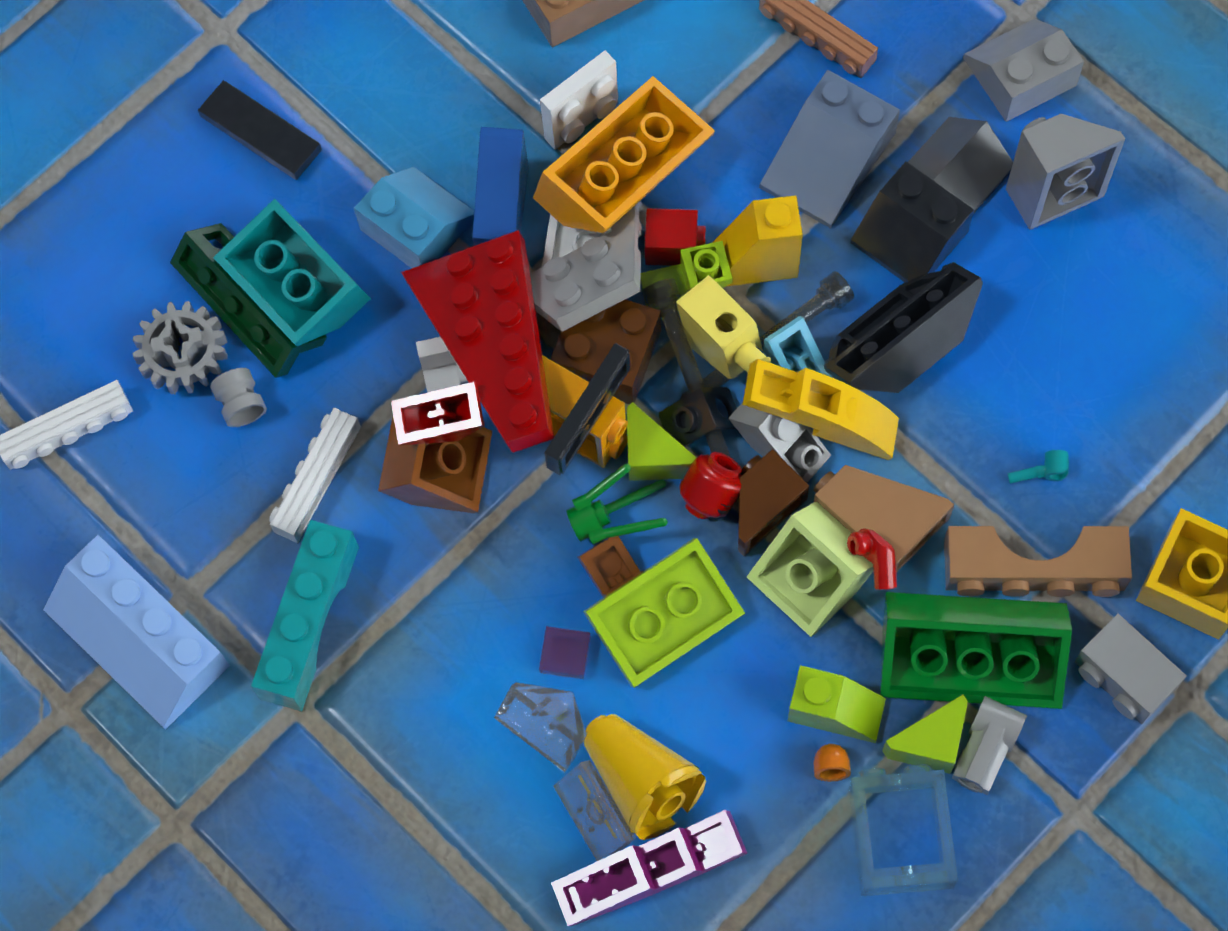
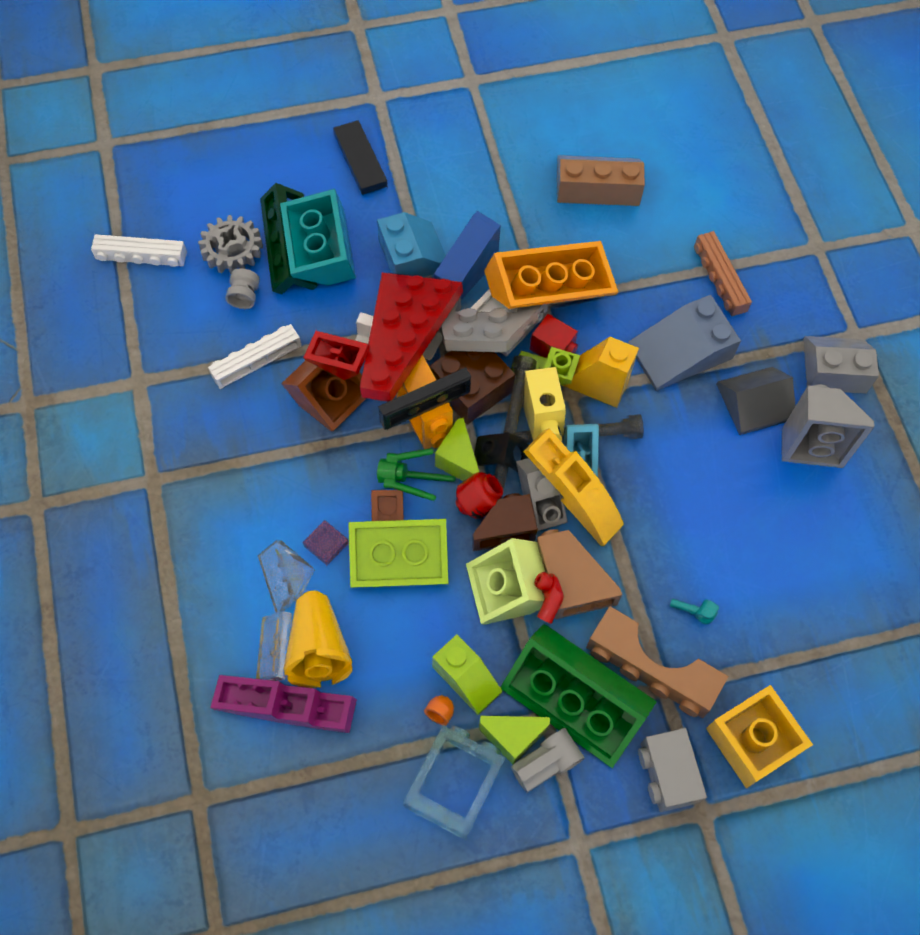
camera: 25 degrees right, 5 degrees down
(133, 632) = (92, 382): light blue slope -> none
(293, 642) = (162, 446): teal arch -> none
(580, 100) = (549, 228): white plate -> none
(906, 331) = (660, 475): black wedge -> none
(912, 224) = (707, 415): black slope -> none

